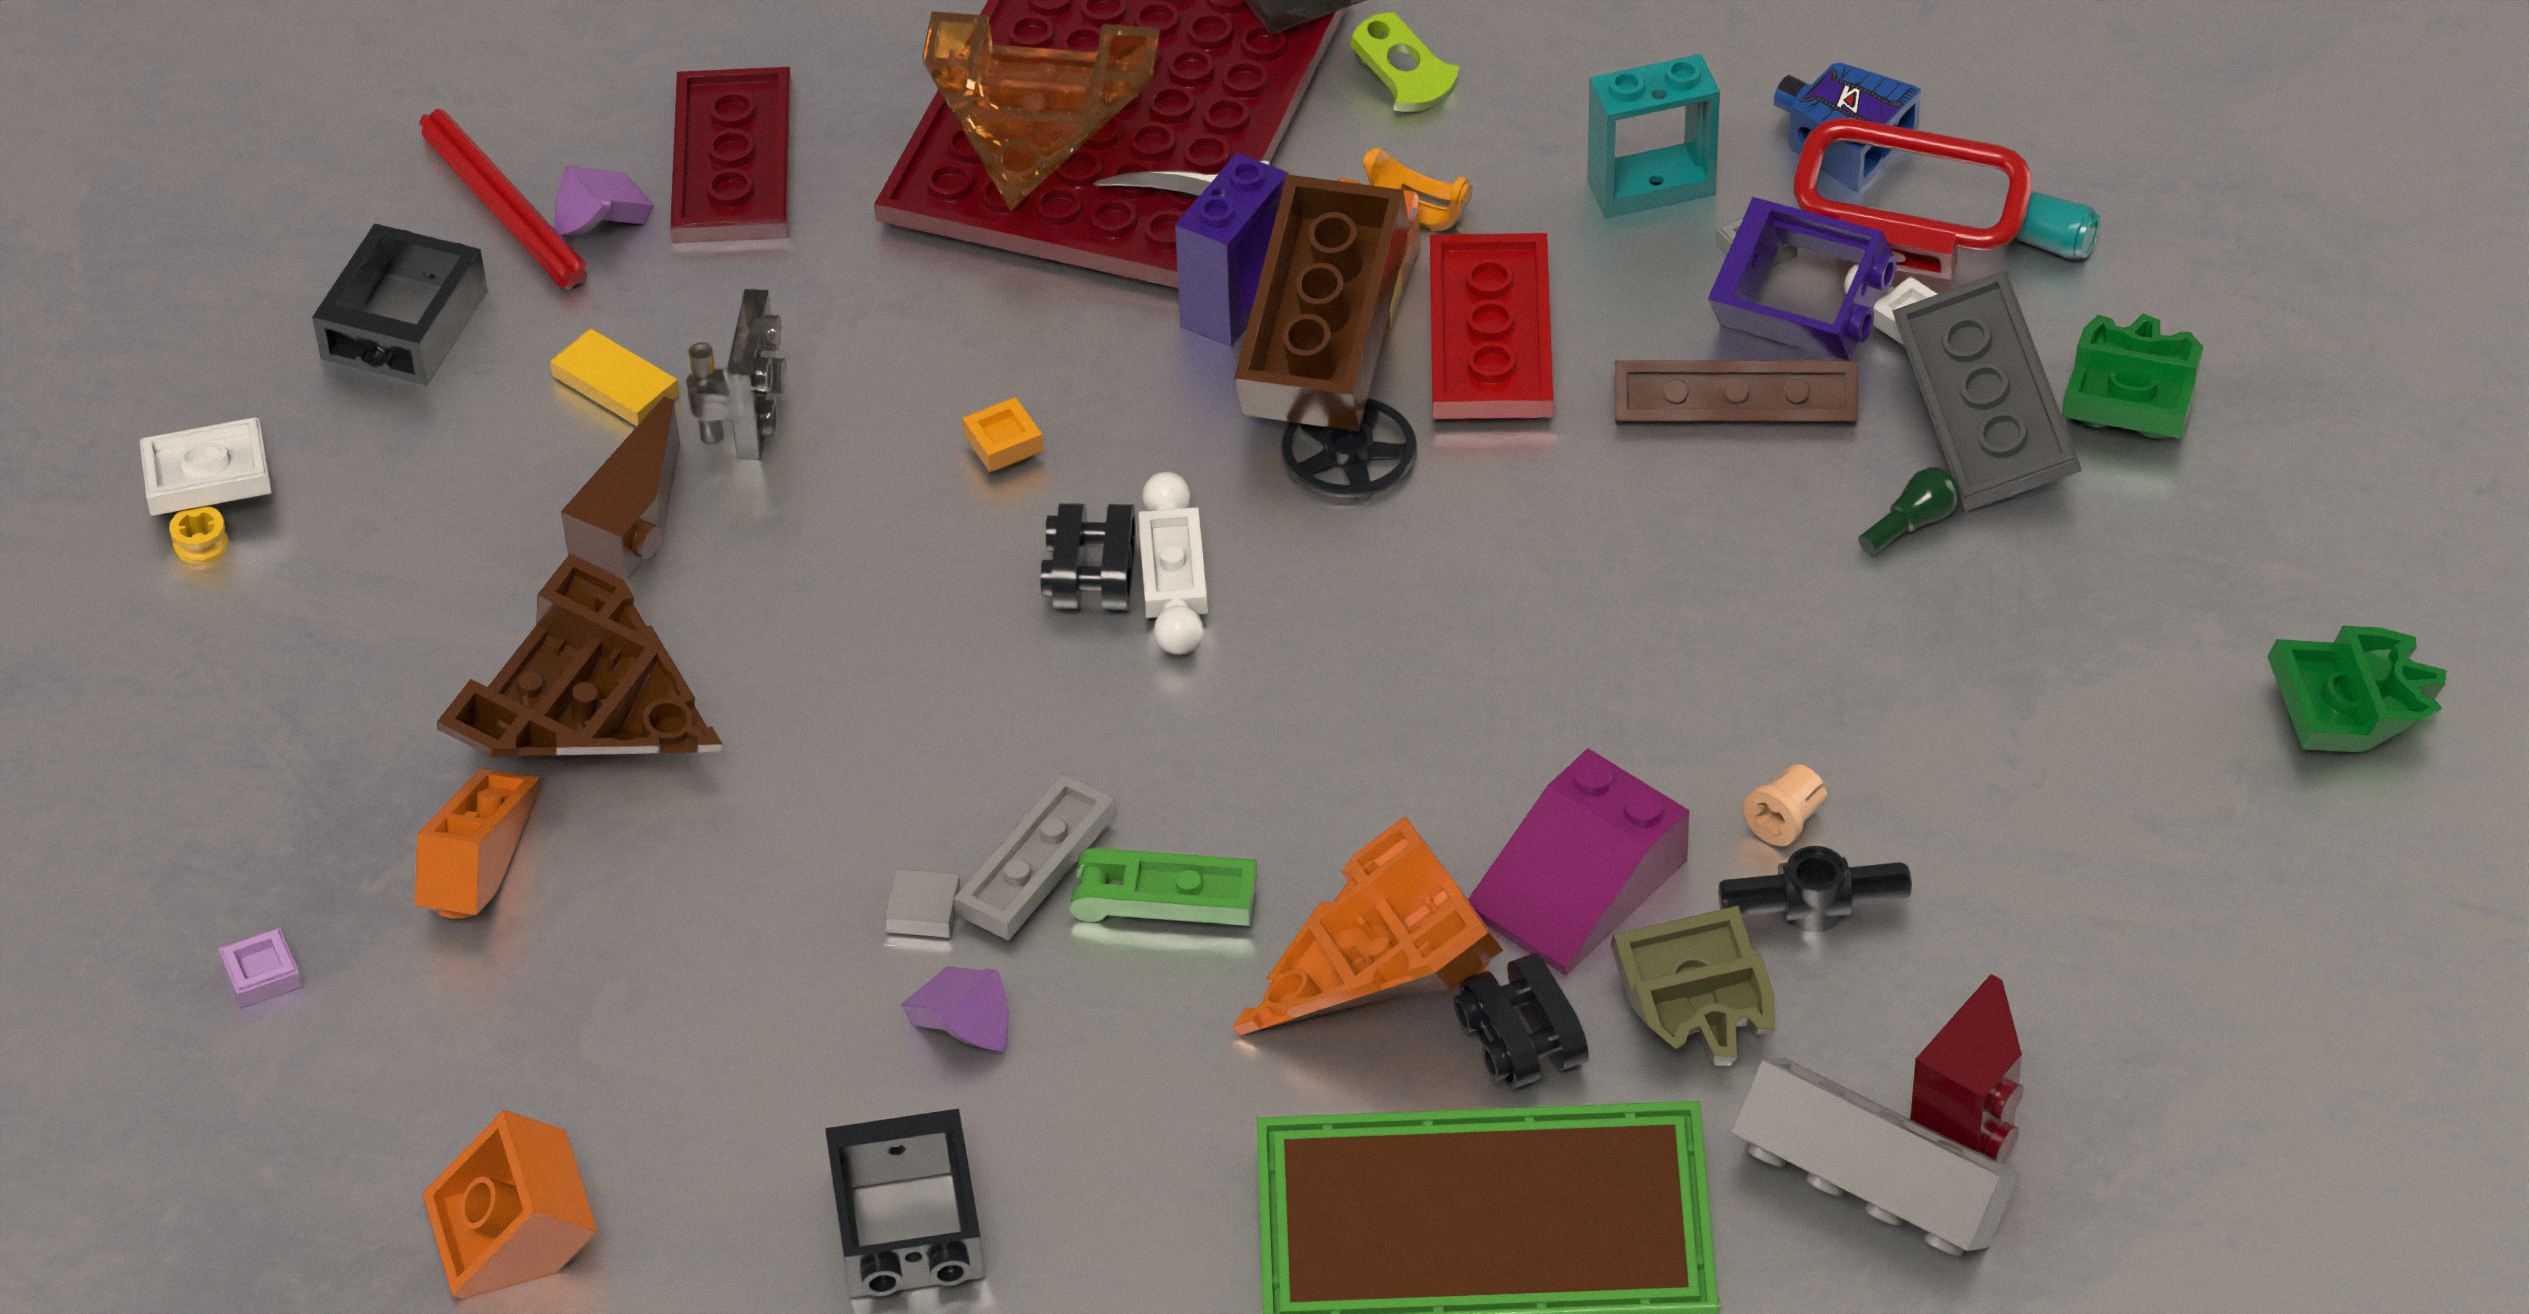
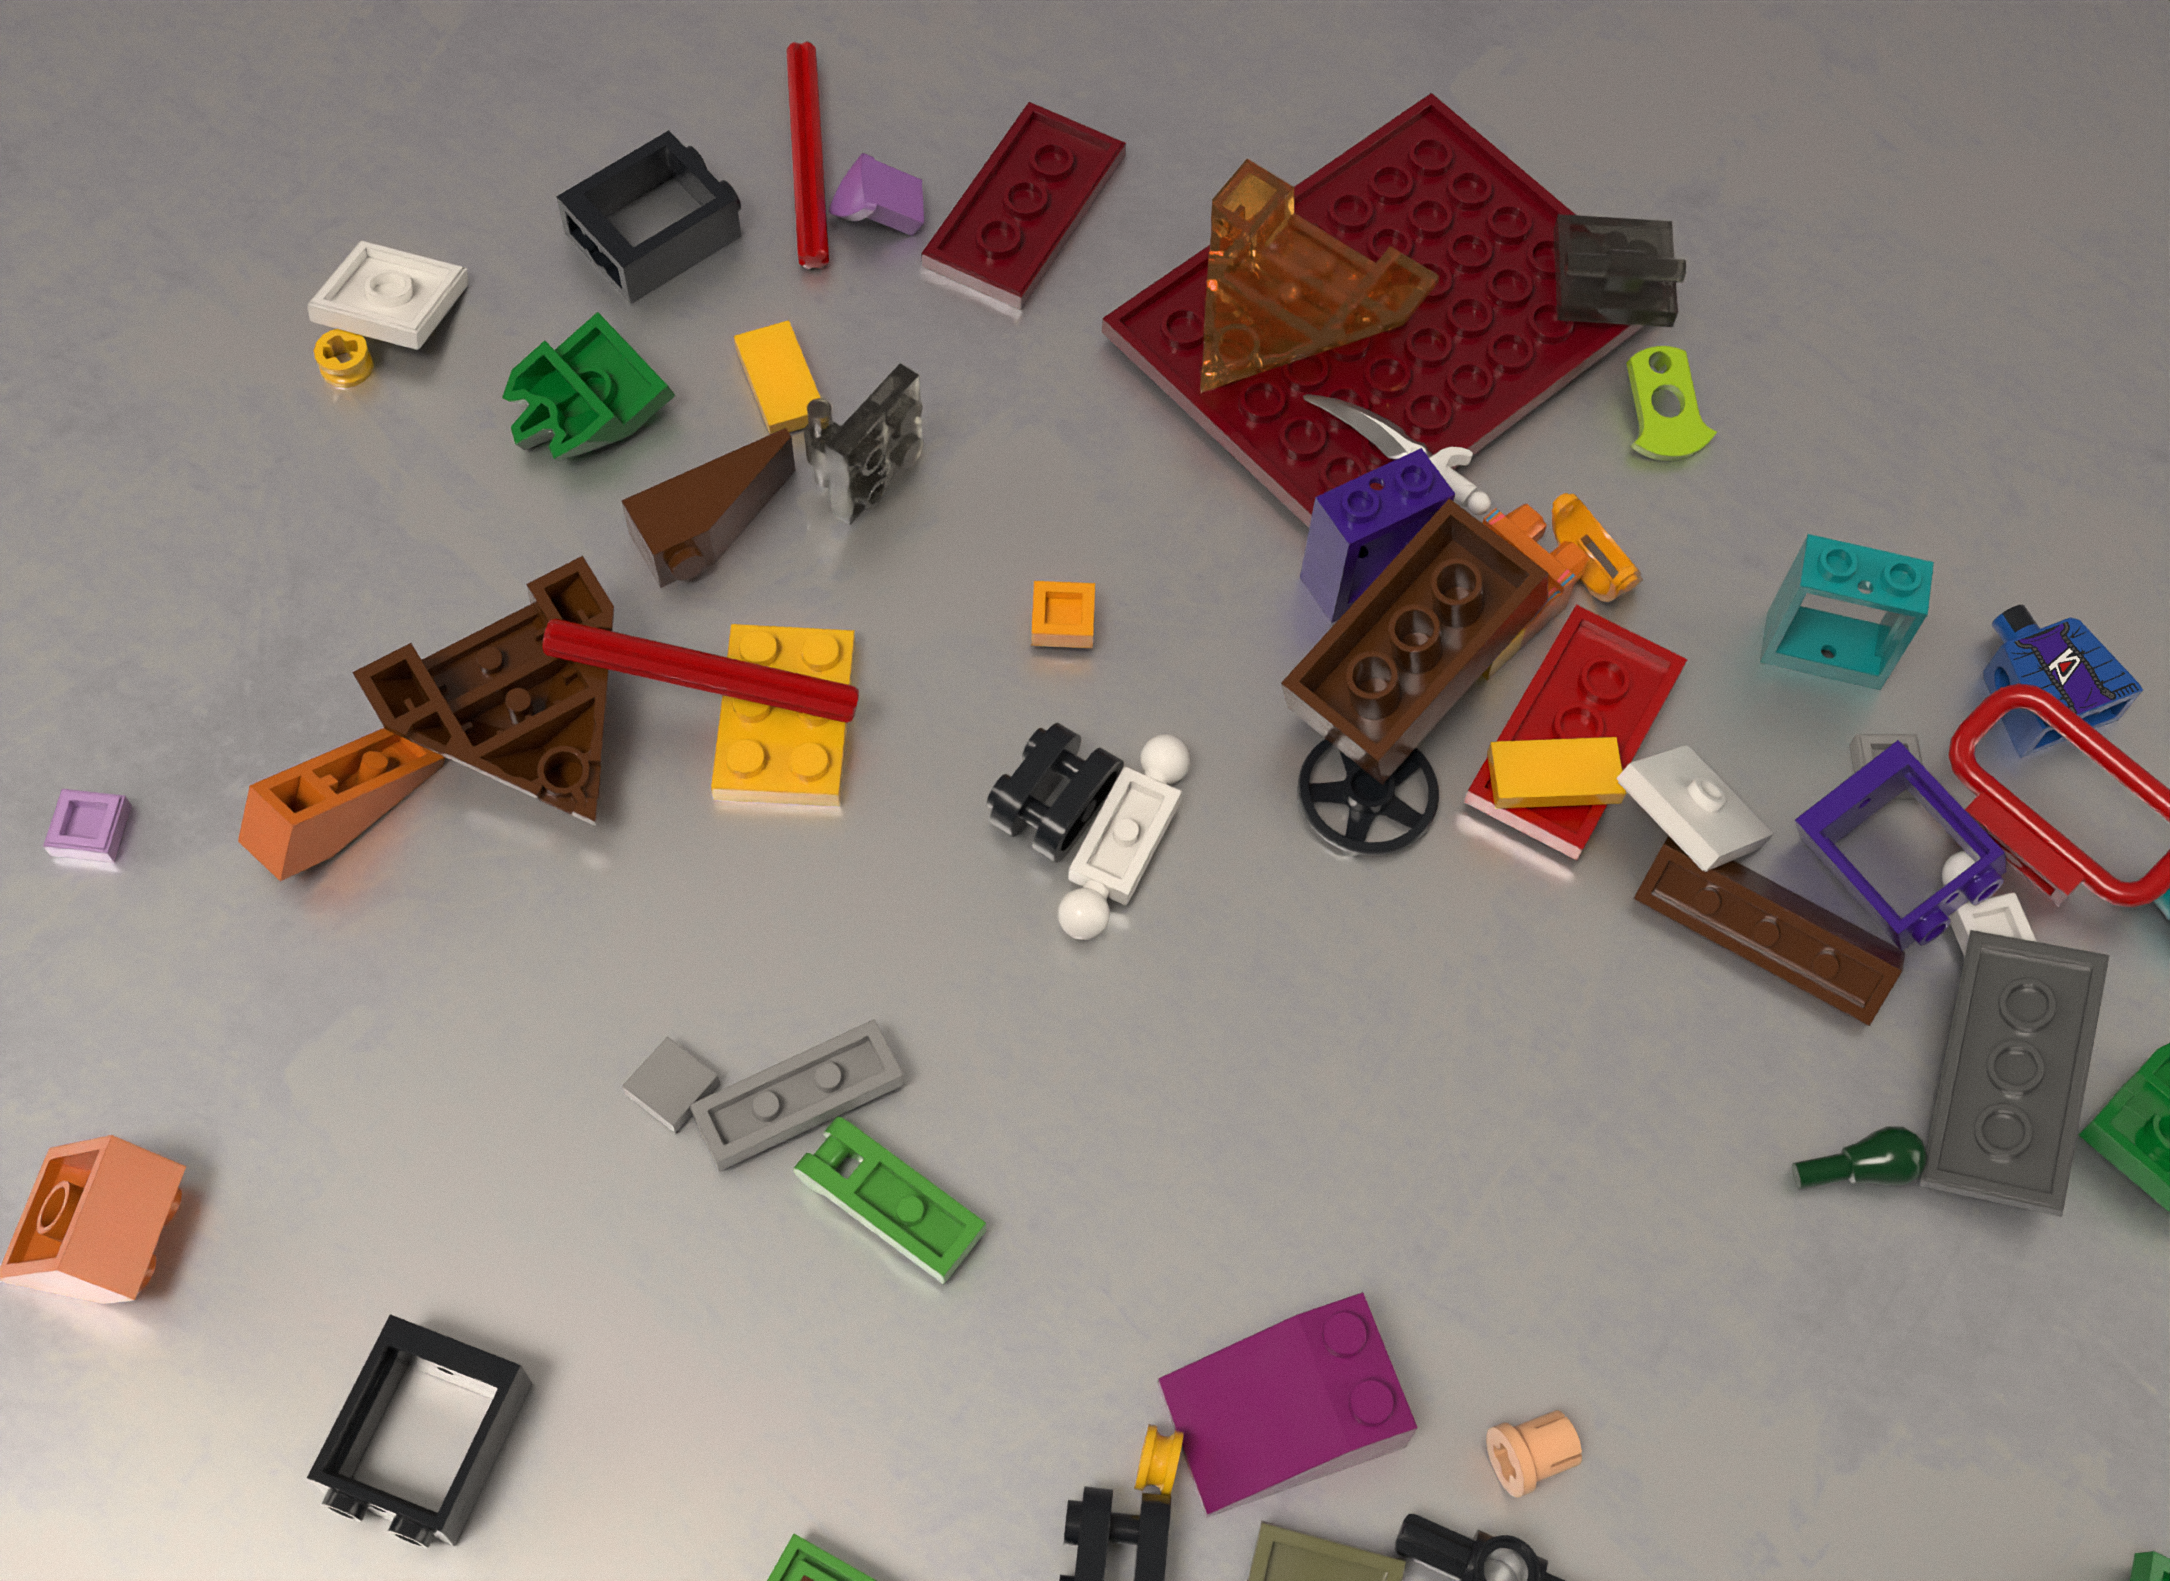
camera: 25 degrees right, 15 degrees up
(451, 456) = (583, 392): none -> green plate
(734, 592) = (700, 670): none -> red axle
(815, 614) = (775, 751): none -> yellow plate
(965, 1004) = (619, 1231): medium lavender tile -> none
(1385, 937) = (1041, 1398): orange wedge -> none
(1496, 353) = (1555, 772): none -> yellow tile
(1511, 938) = (1159, 1460): none -> yellow bush
(1622, 328) = (1694, 807): none -> white plate

